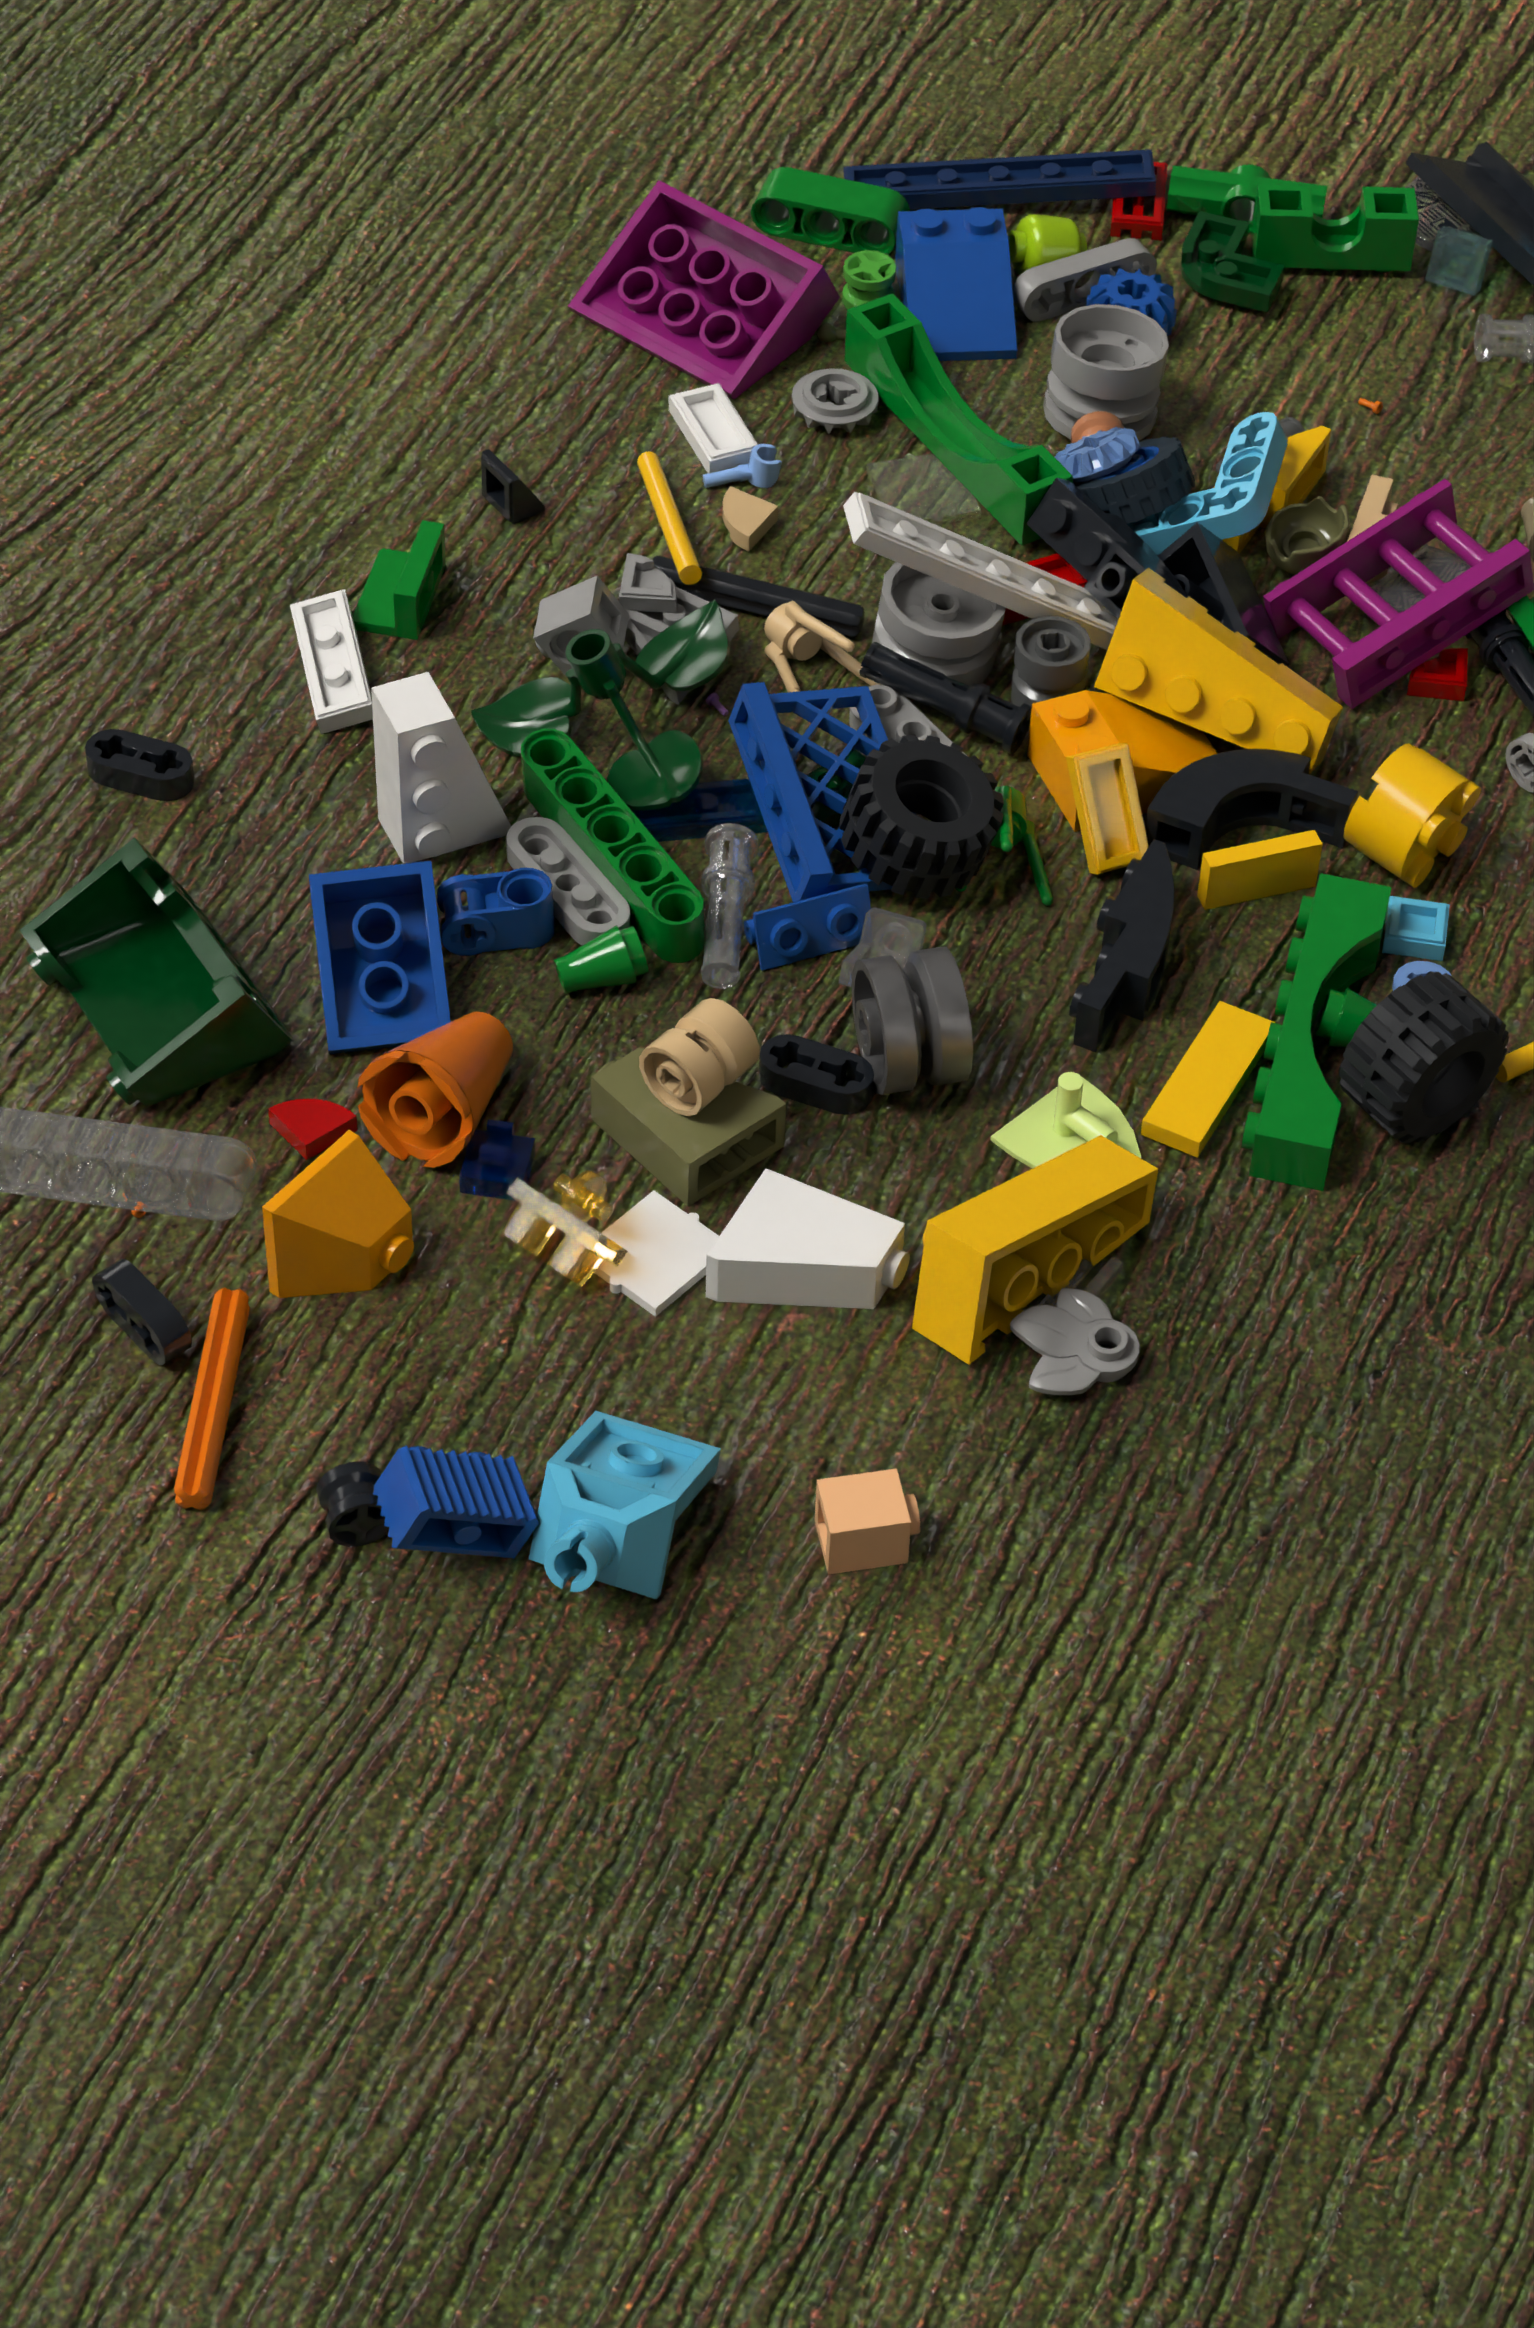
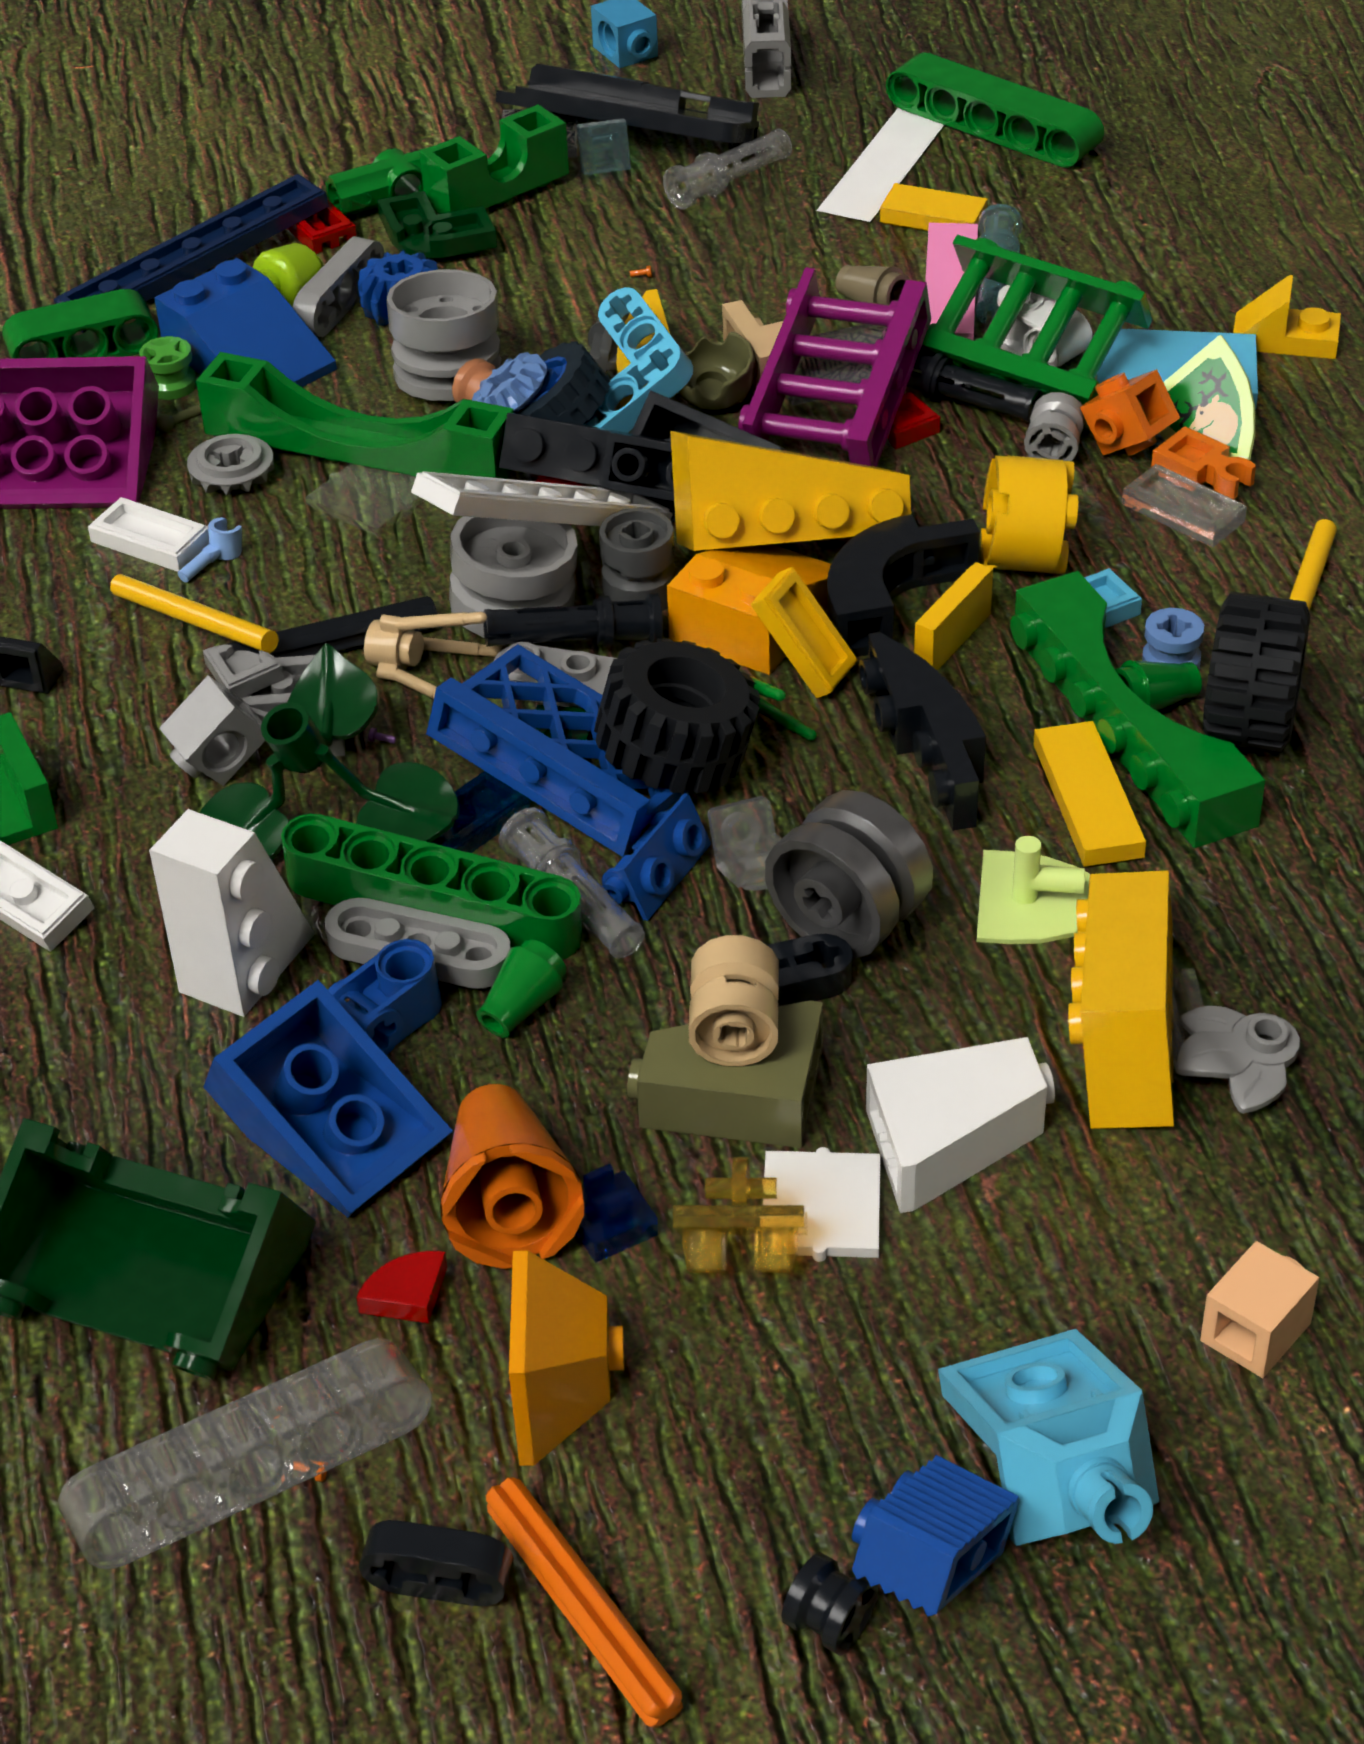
camera: 35 degrees left, 5 degrees down
(747, 517) = (251, 583): tan tile -> none

